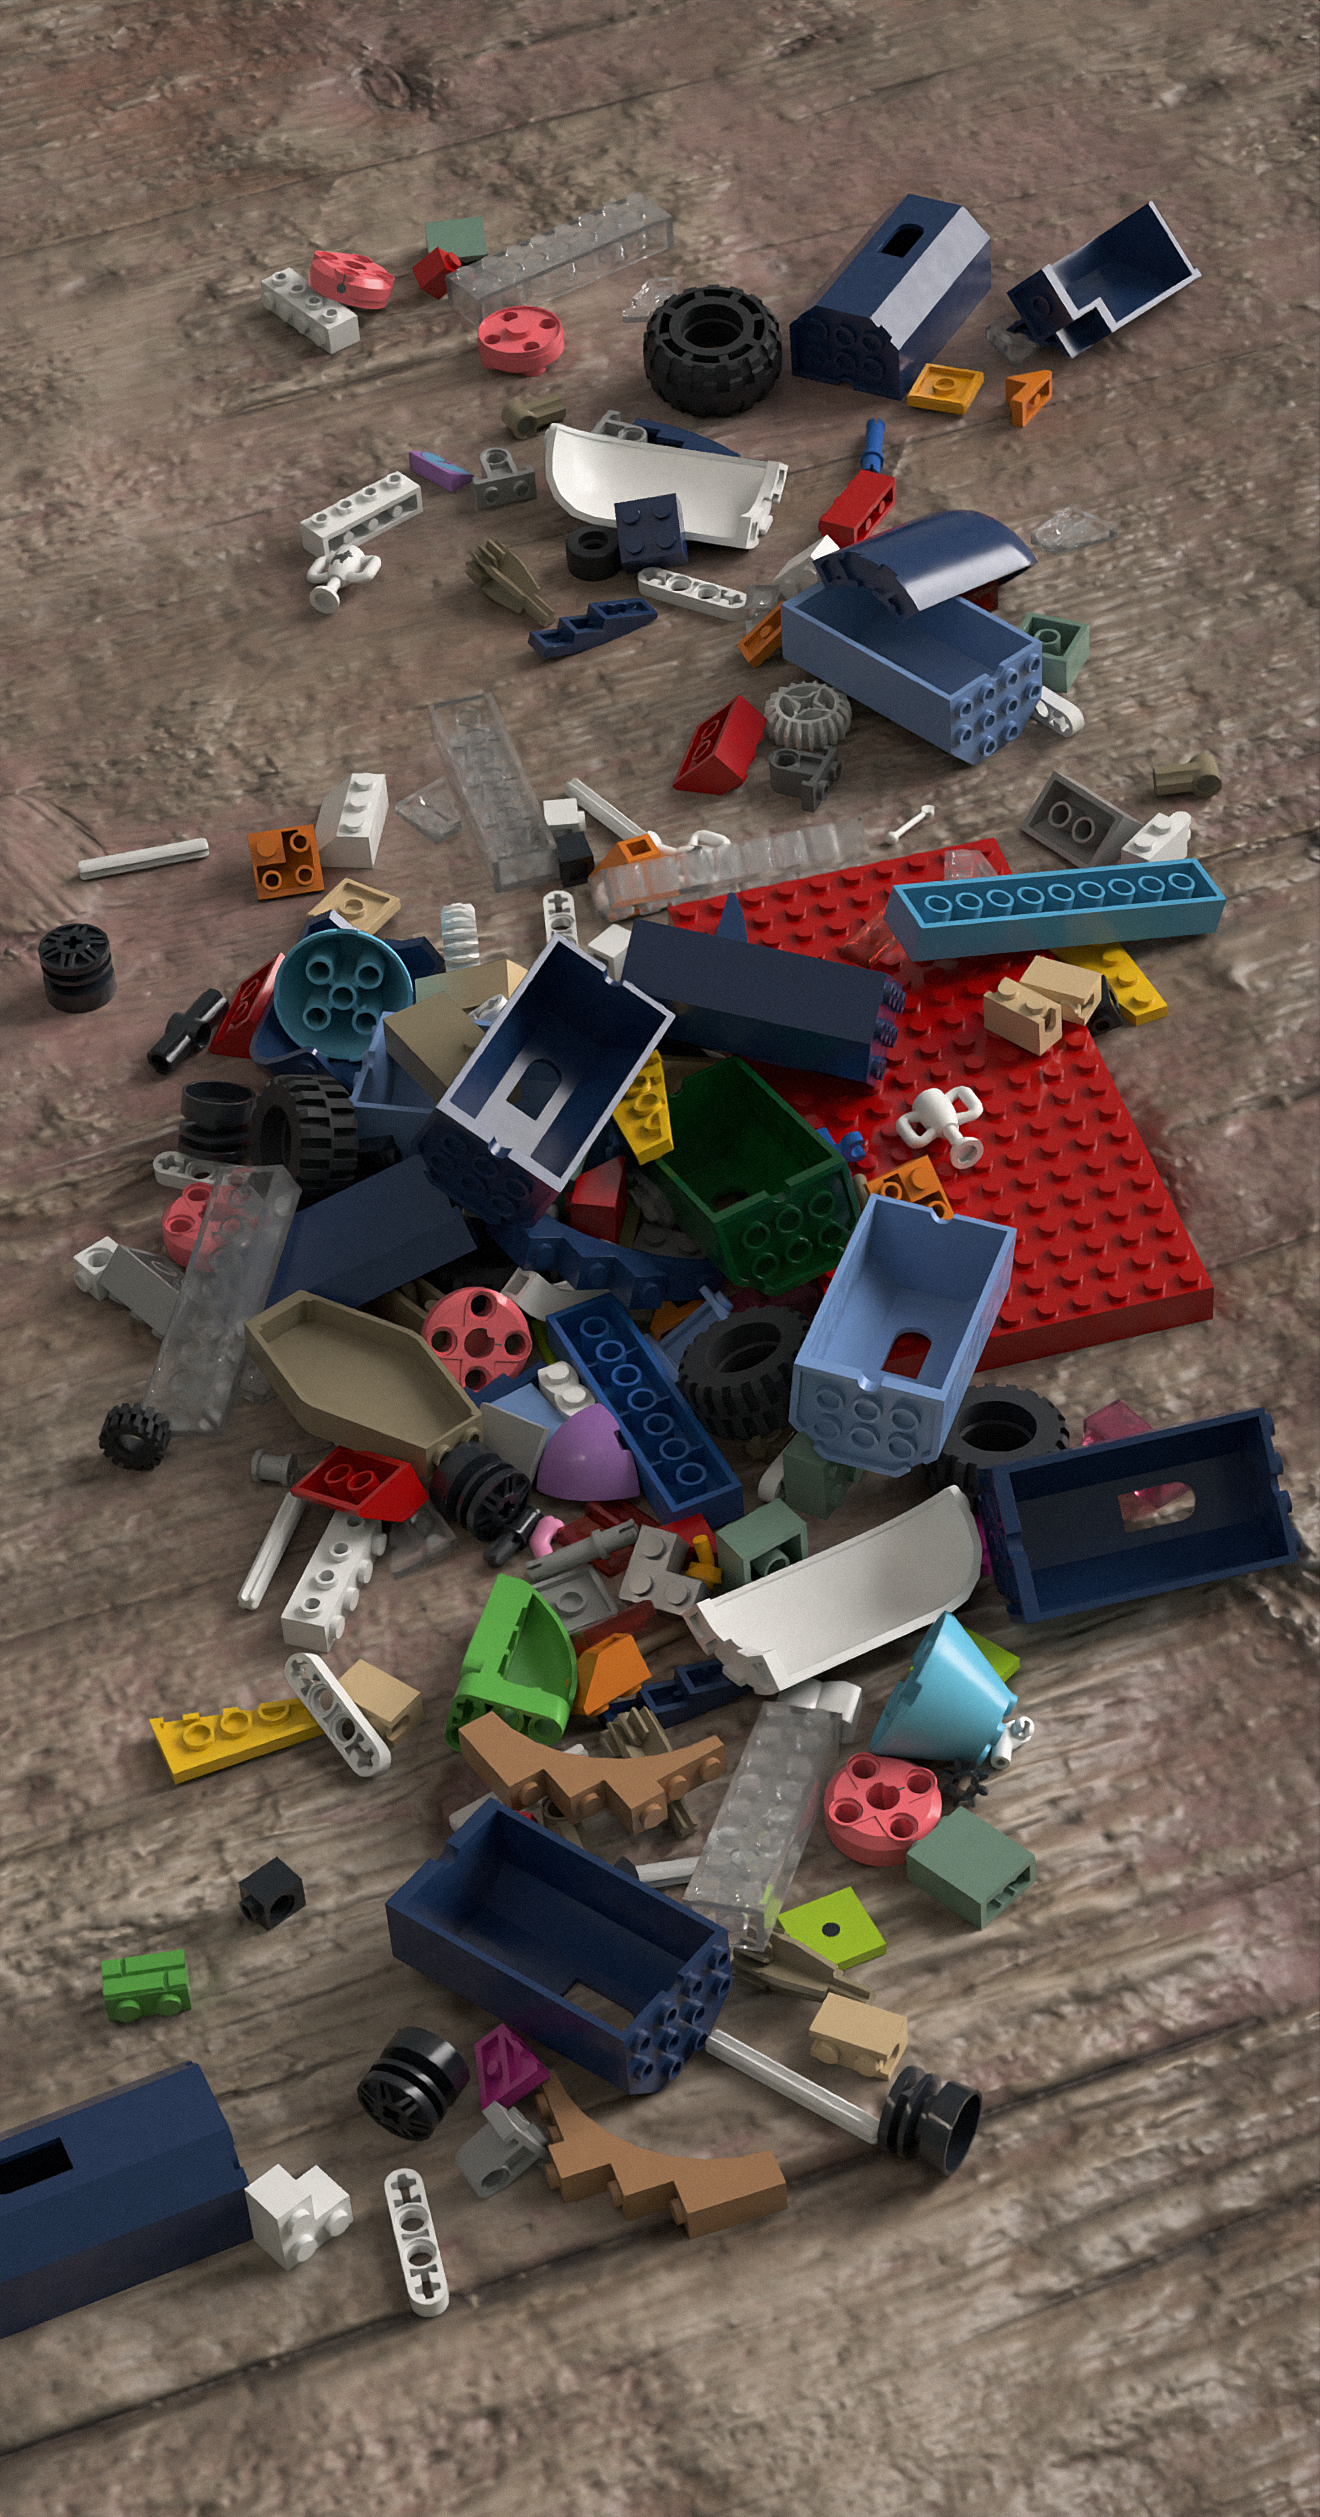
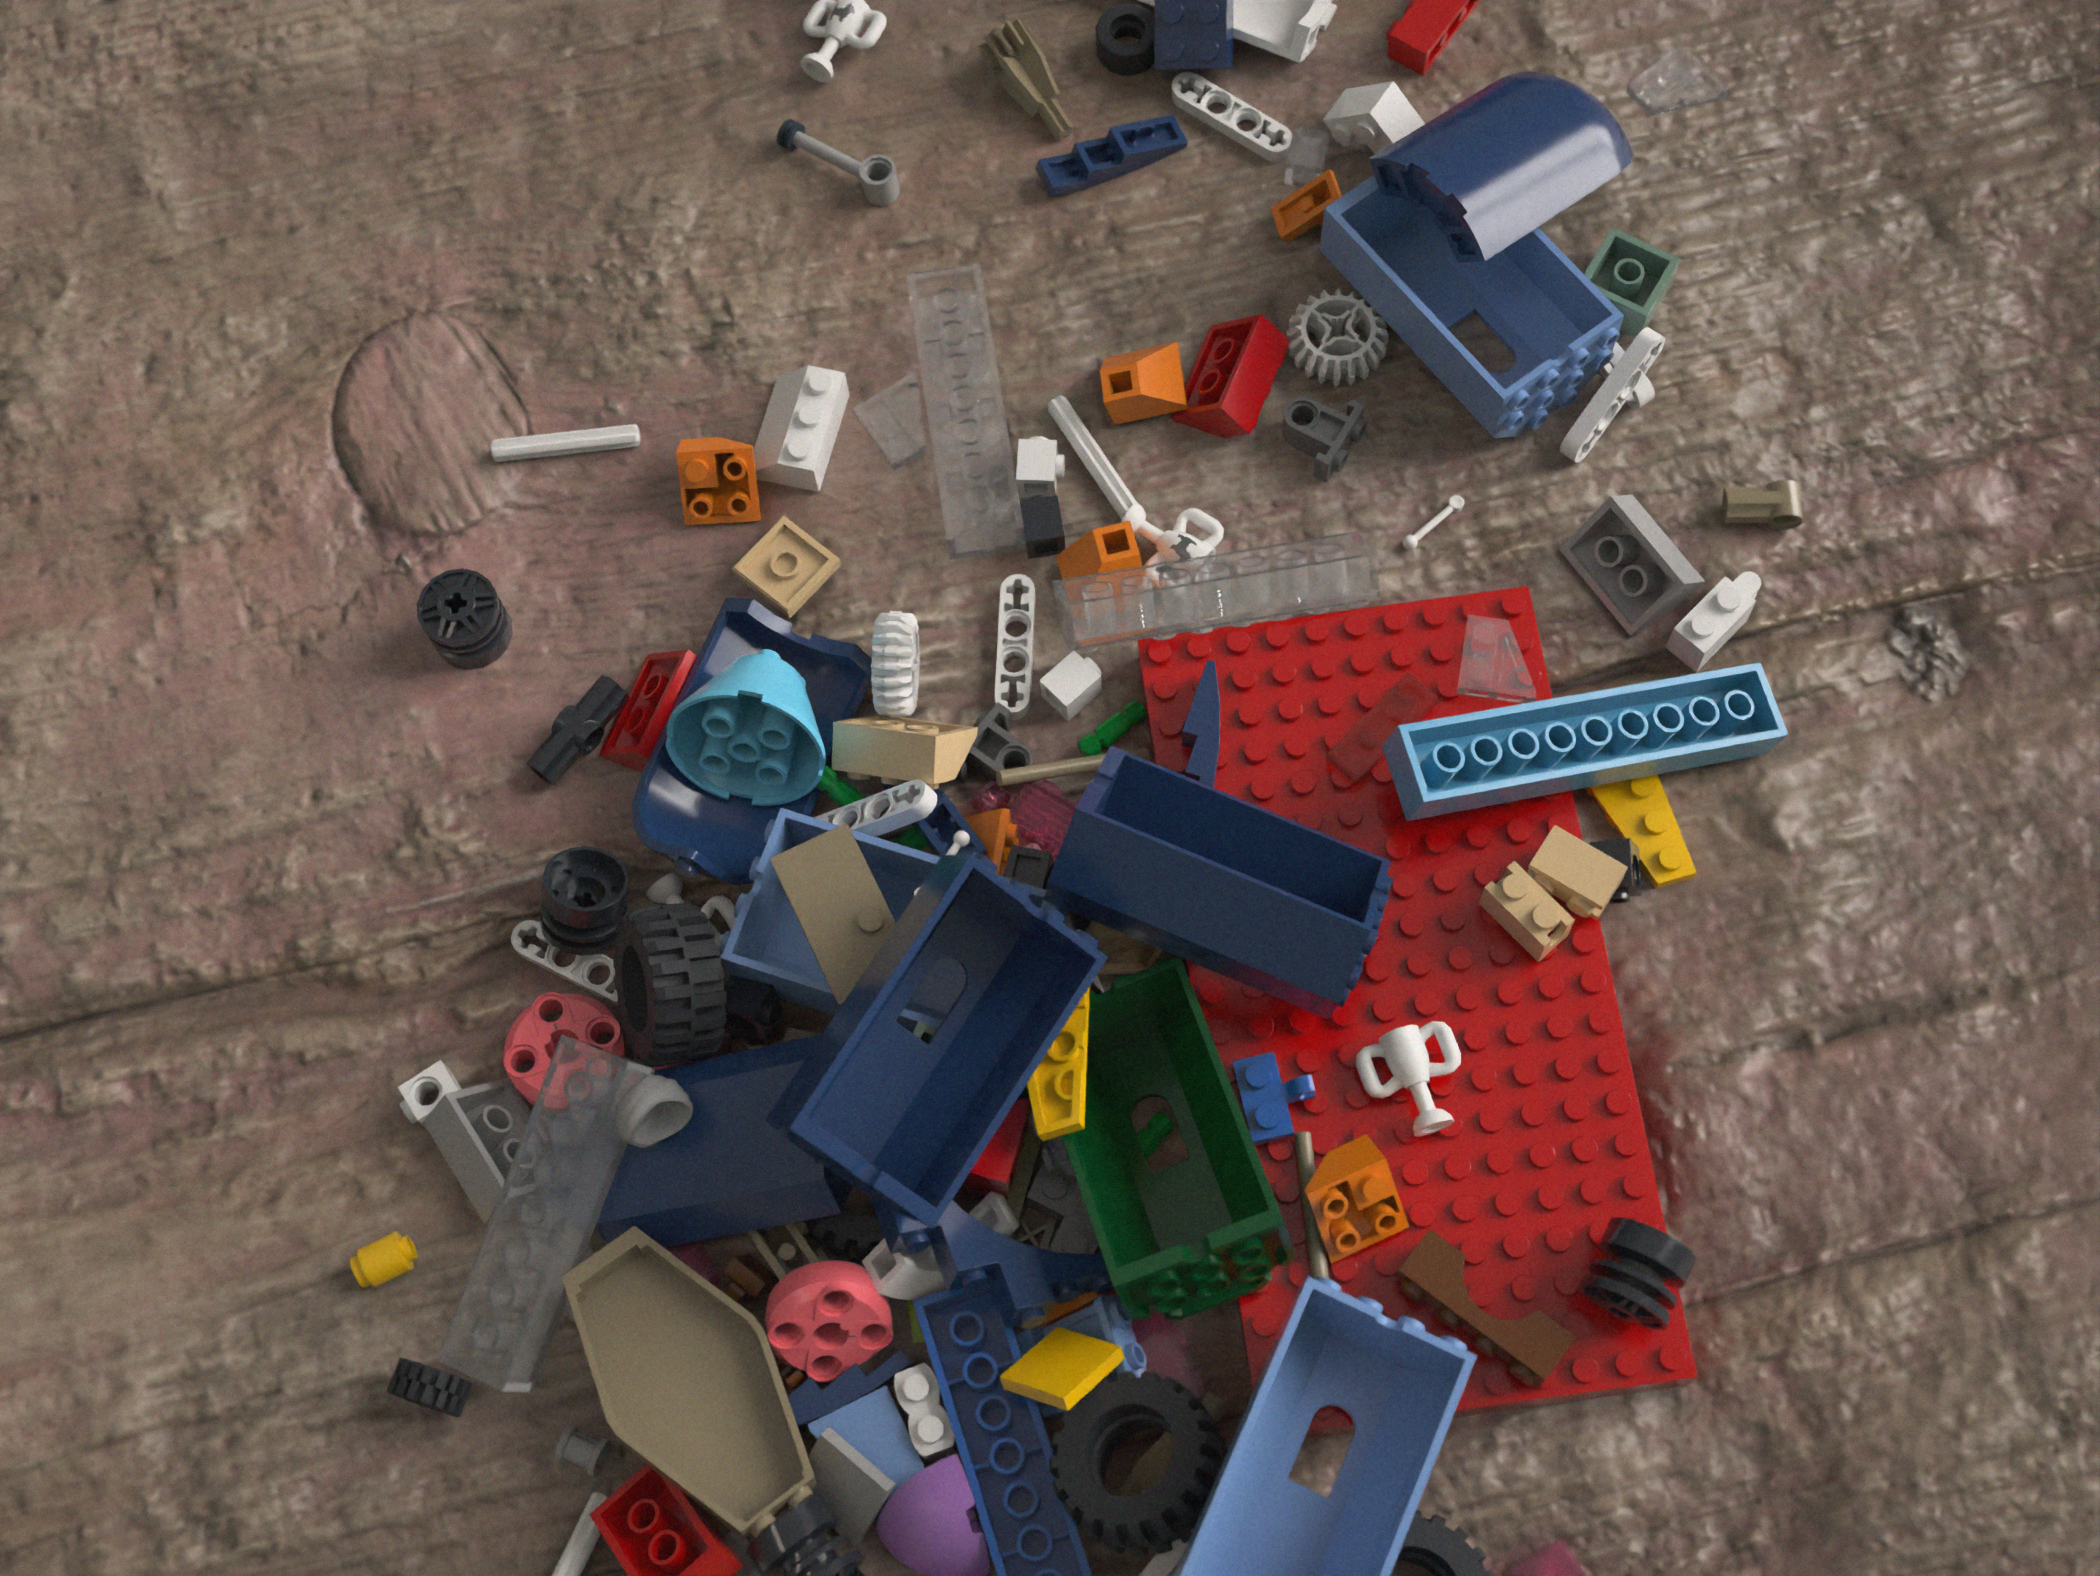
camera: 10 degrees right, 25 degrees up
(77, 1375) = (383, 1260): none -> yellow brick
(307, 1205) = (653, 1111): none -> light grey hair
(389, 656) = (873, 168): none -> light grey piece
(645, 760) = (1143, 383): none -> orange slope
(679, 1327) = (1062, 1368): none -> yellow tile
(1046, 716) = (1612, 394): none -> white beam
(1063, 1269) = (1528, 1344): none -> reddish brown arch
(1148, 1206) = (1638, 1272): none -> black wheel

